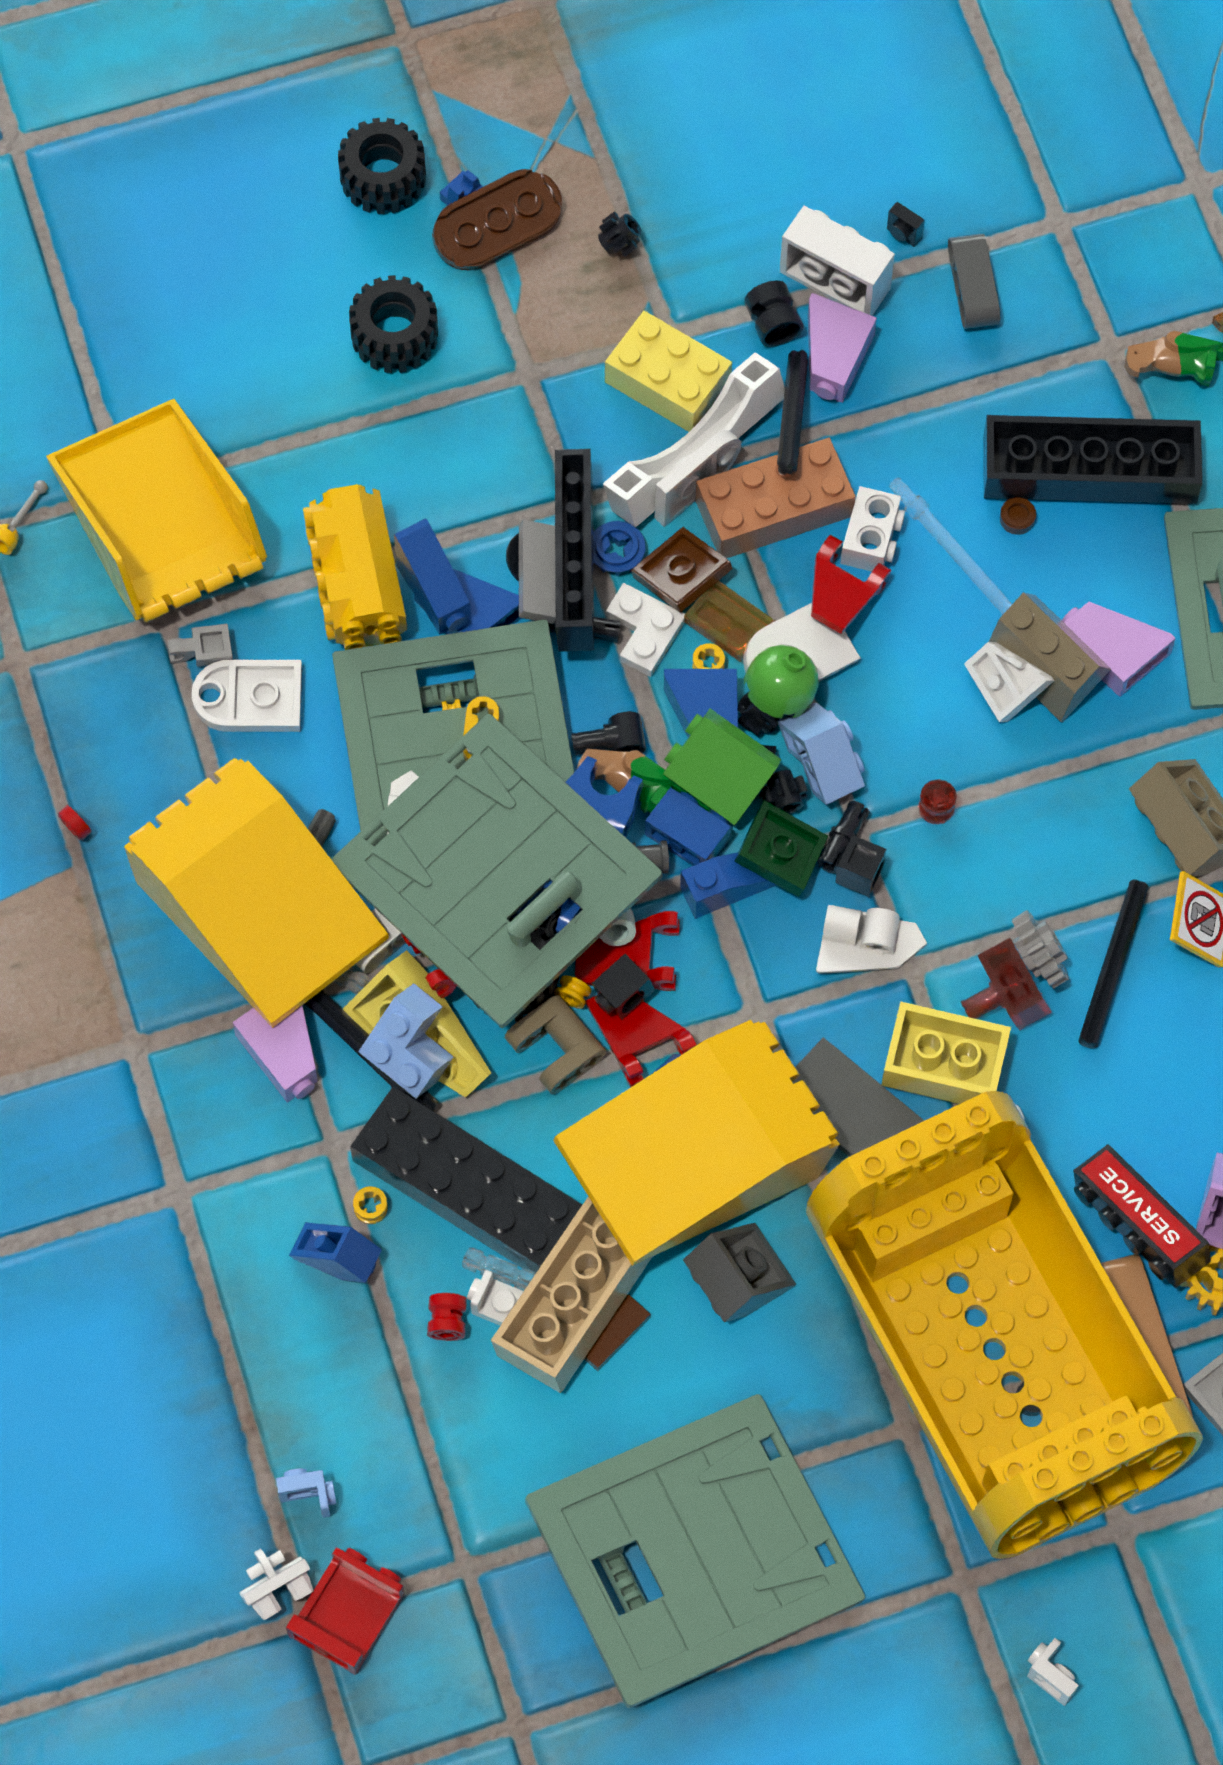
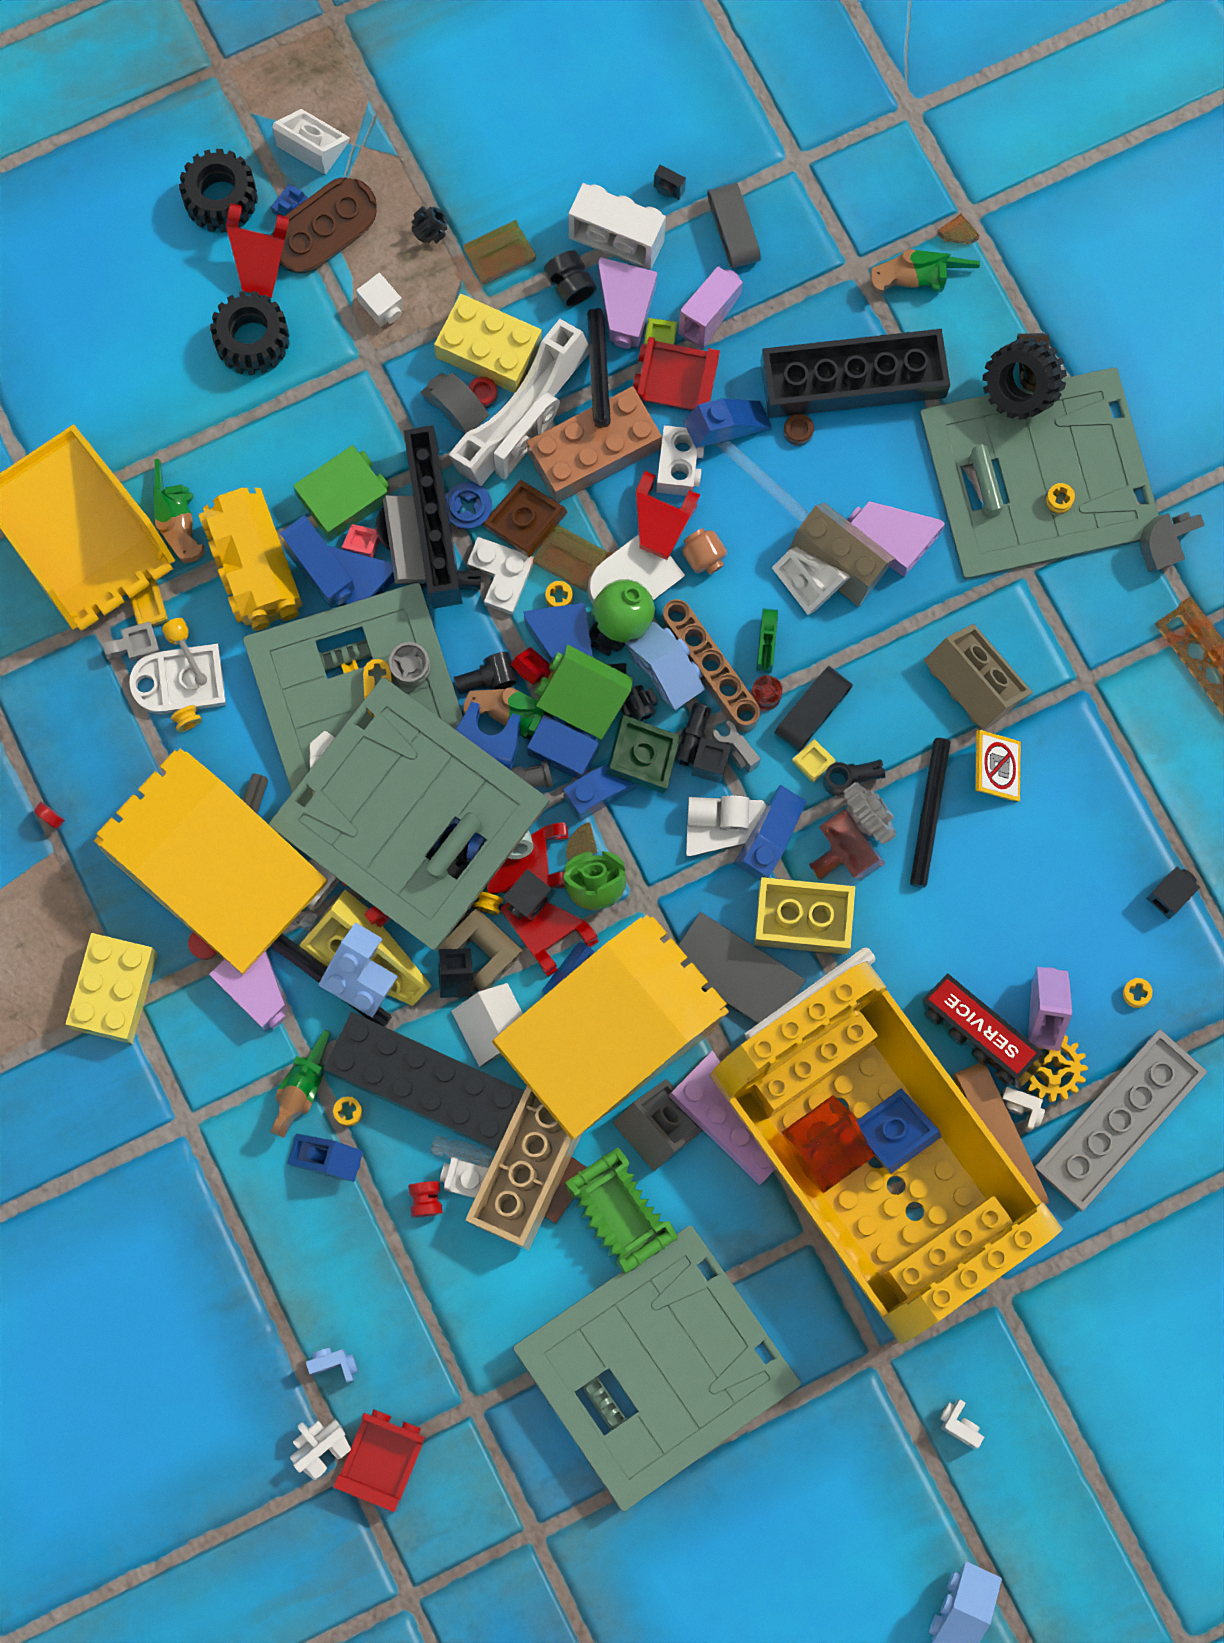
camera: 10 degrees left, 10 degrees up
(115, 1025) = (111, 988): none -> light yellow brick
(227, 996) = (200, 948): none -> red tile
(228, 607) = (149, 605): none -> yellow tile
(251, 737) = (186, 718): none -> yellow bush
(256, 641) = (177, 633): none -> hinge
(275, 513) = (175, 518): none -> animal
(318, 1168) = (300, 1087): none -> animal
(414, 237) = (256, 253): none -> red flag
(473, 511) = (342, 492): none -> bright green brick
(487, 567) = (361, 540): none -> coral plate
(494, 126) = (309, 140): none -> white slope
(522, 706) = (410, 664): none -> light grey wheel
(522, 1062) = (455, 972): none -> black brick
(542, 1118) = (484, 1018): none -> white slope
(549, 309) = (380, 300): none -> white brick
(621, 429) = (456, 401): none -> dark grey brick
(652, 426) = (485, 390): none -> red tile
(663, 732) = (531, 666): none -> red plate
(674, 1362) = (618, 1211): none -> bright green piece
(693, 941) = (581, 841): none -> clear orange tile
(696, 275) = (499, 252): none -> clear orange plate
(703, 983) = (595, 880): none -> bright green cylinder
(807, 1268) = (713, 1114): none -> lavender wing
(870, 391) = (661, 330): none -> lime tile
(879, 777) = (712, 679): none -> medium nougat beam
(882, 436) = (675, 375): none -> red panel
(887, 633) = (704, 551): none -> nougat head
(898, 861) = (742, 752): none -> light grey plate
(919, 960) = (771, 834): none -> blue slope
(931, 365) = (709, 306): none -> lavender slope
(932, 489) = (725, 420): none -> blue slope
(936, 1314) = (828, 1144): none -> clear red brick
(946, 743) = (767, 640): none -> green piece
(982, 887) = (813, 761): none -> light yellow tile
(990, 826) = (813, 708): none -> black beam
(1020, 1313) = (897, 1130): none -> blue plate
(1038, 906) = (852, 773): none -> black pin
(1178, 1307) = (1020, 1102): none -> white bracket

